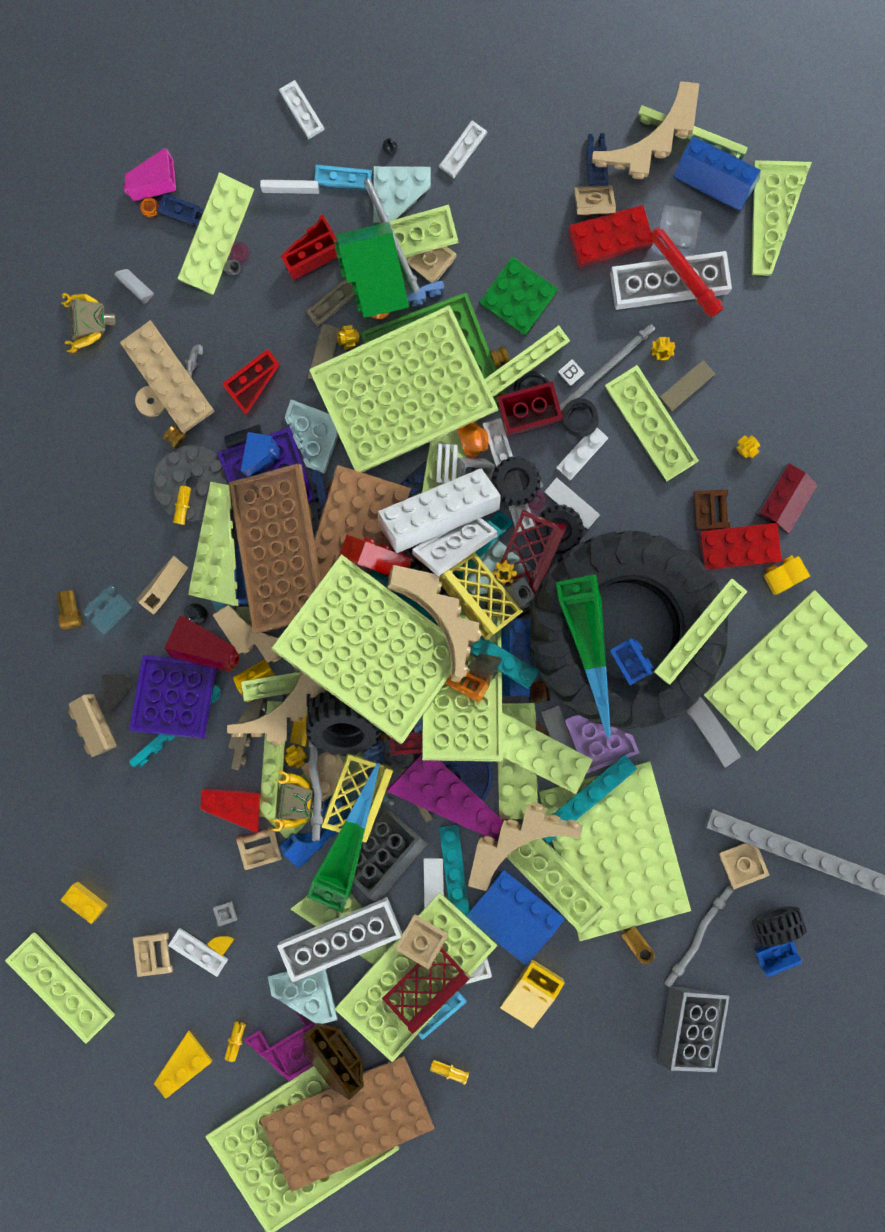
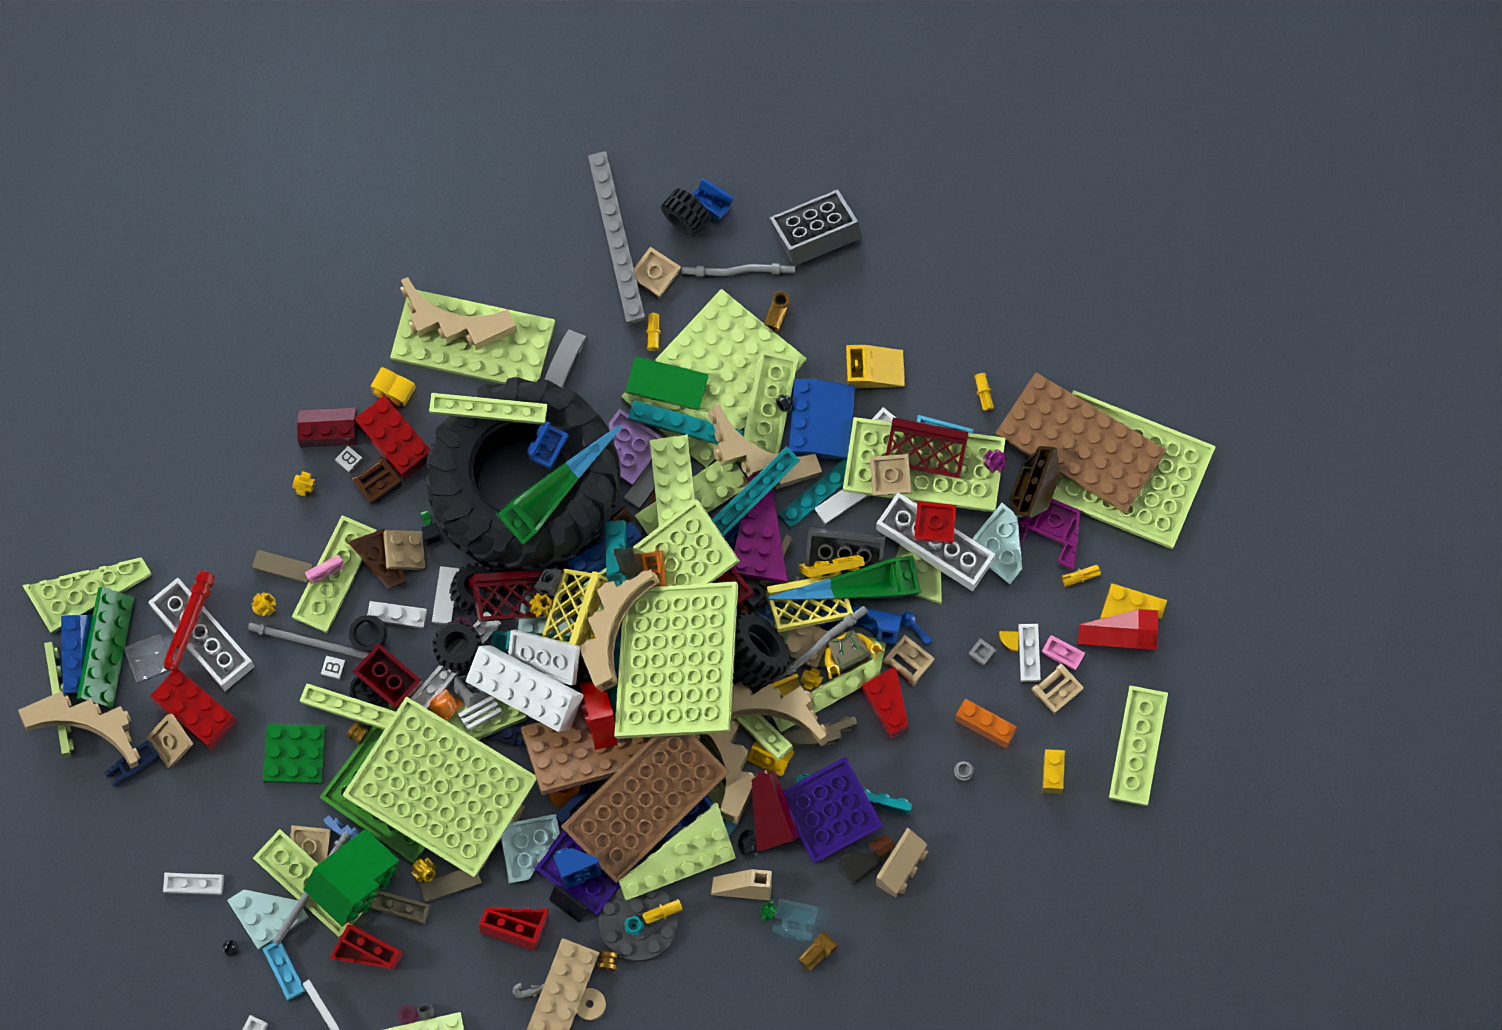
camera: 120 degrees left, 15 degrees down
(115, 718) = (881, 845): none -> reddish brown slope
(127, 592) = (768, 911): none -> green plate
(137, 829) = (963, 771): none -> light grey plate
(159, 1047) = (1126, 630): none -> red wedge
(161, 874) = (985, 723): none -> orange brick
(179, 980) = (1063, 653): none -> bright pink plate
(181, 475) = (633, 920): none -> teal plate
(293, 871) = (908, 620): none -> blue piece
(351, 950) = (935, 522): none -> red plate
(374, 1039) = (994, 460): none -> magenta gear
(378, 830) = (824, 567): none -> yellow wing
(483, 816) = (755, 490): none -> teal plate
(548, 895) = (784, 403): none -> black plate
(633, 493) = (404, 550): none -> tan plate
(634, 523) = (431, 530): none -> black piece
(634, 807) = (667, 383): none -> green tile
(640, 468) = (372, 552): none -> reddish brown wing
(660, 415) = (324, 569): none -> bright pink slope
(690, 827) = (653, 332): none -> yellow axle
(710, 195) = (105, 647): none -> green plate
(746, 499) = (348, 459): none -> white tile
(787, 680) = (478, 329): none -> tan arch

